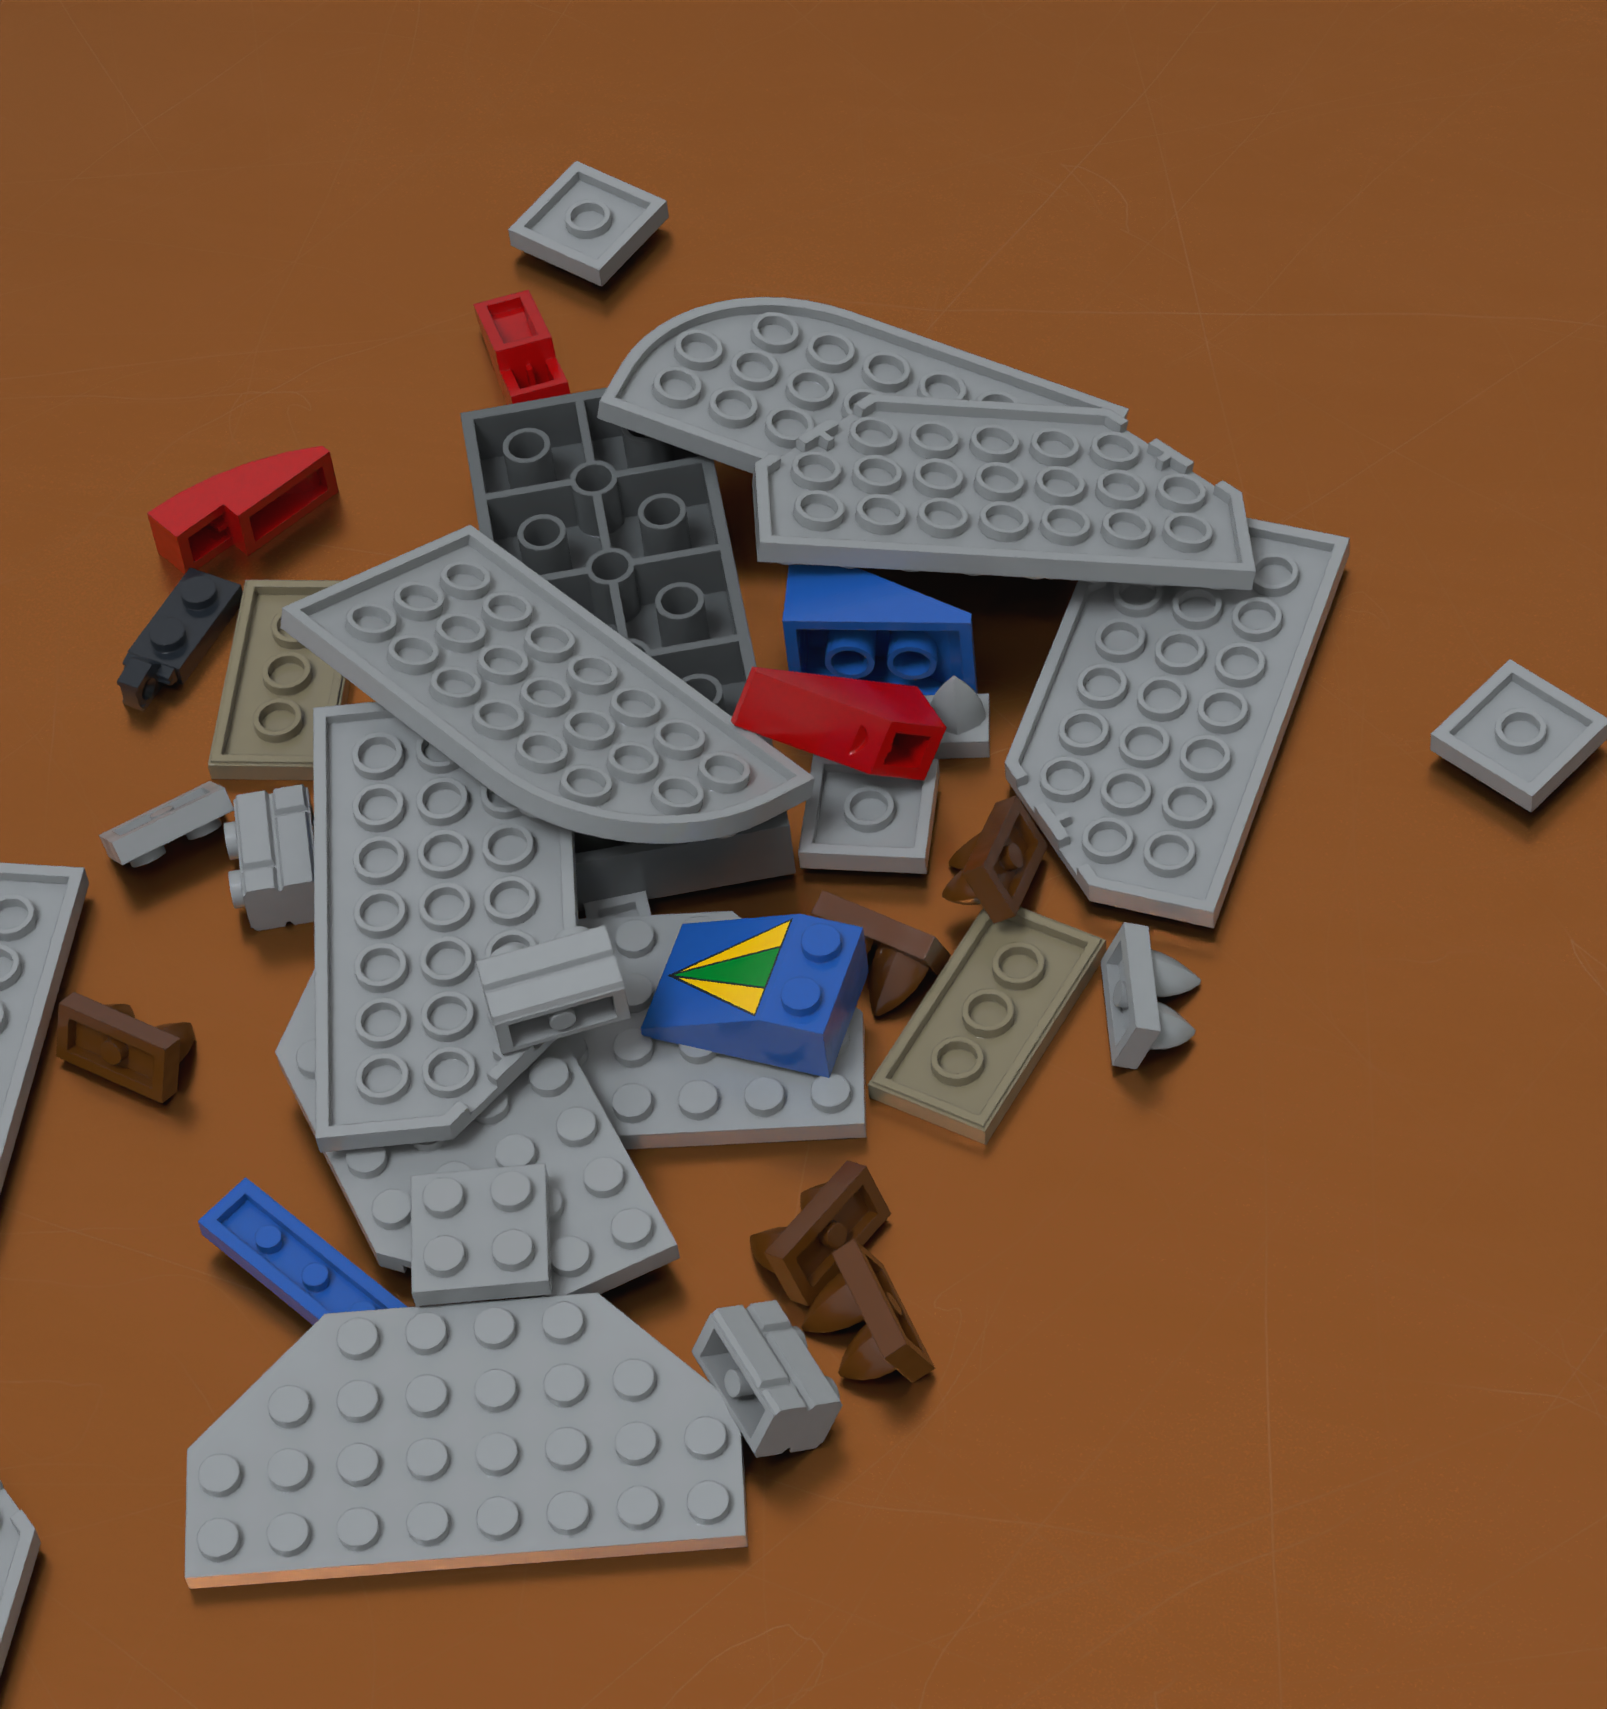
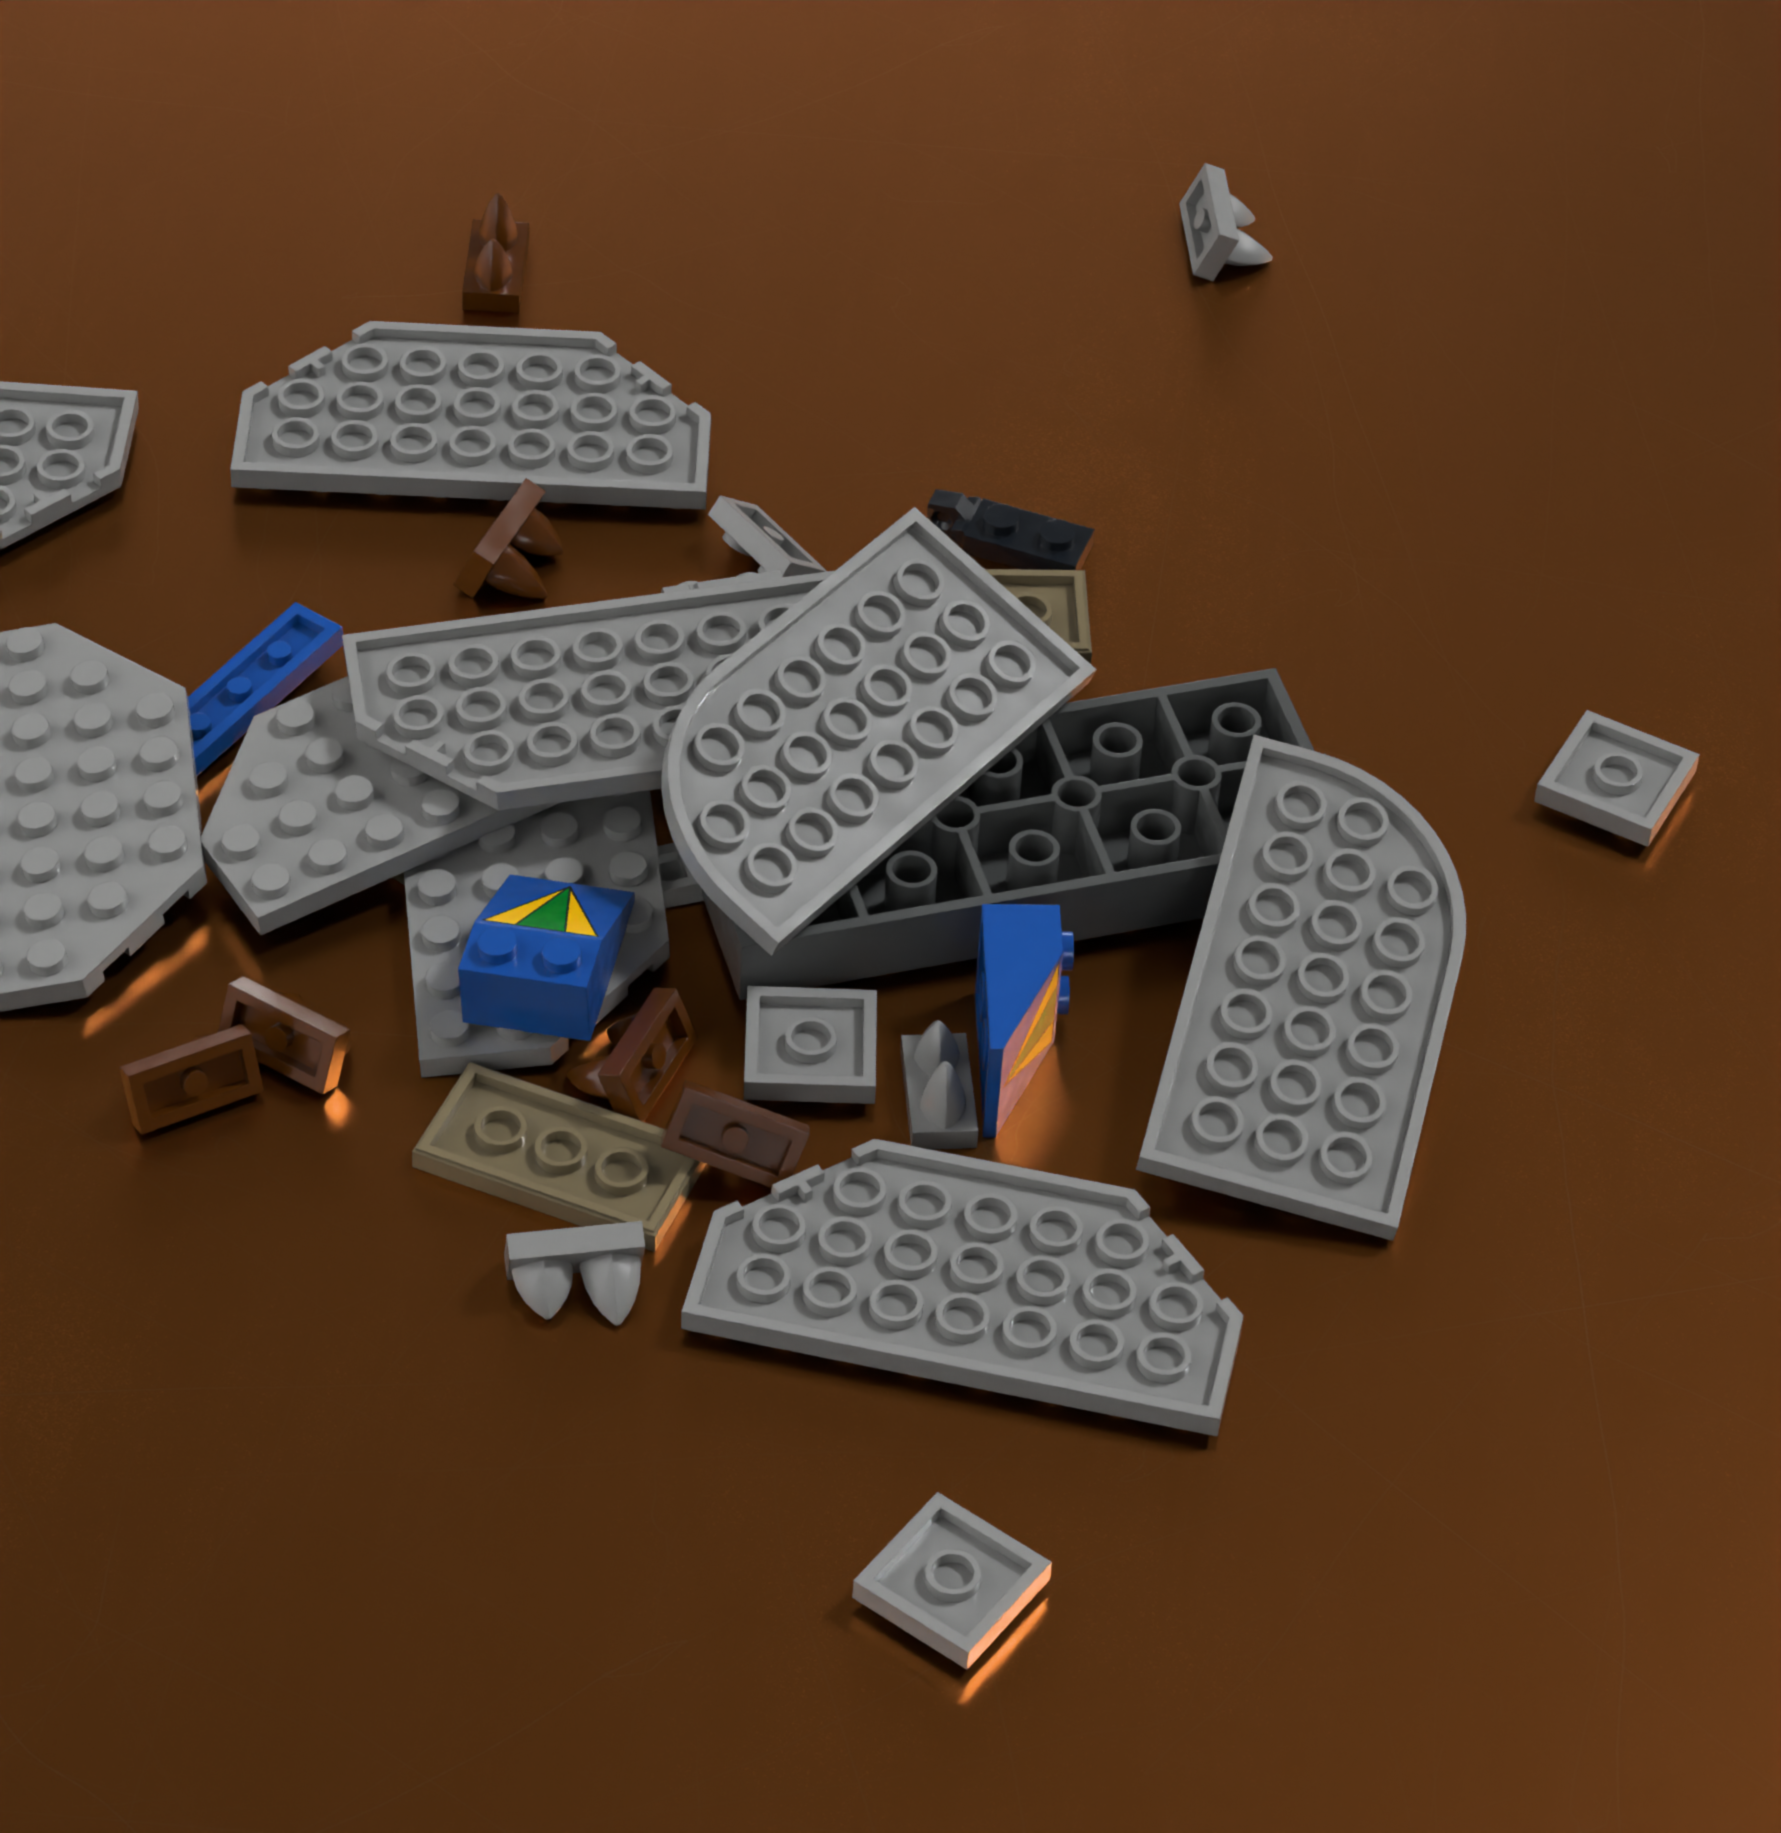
camera: 75 degrees right, 5 degrees down
(242, 506) = (1170, 553): red slope -> none
(480, 1234) = (253, 769): light grey plate -> none
(520, 348) = (1413, 738): red slope -> none
(553, 988) = (487, 755): light grey brick -> none
(767, 1378) = (112, 996): light grey brick -> none
(844, 720) = (868, 979): red slope -> none
(998, 496) = (1189, 1079): light grey plate -> none

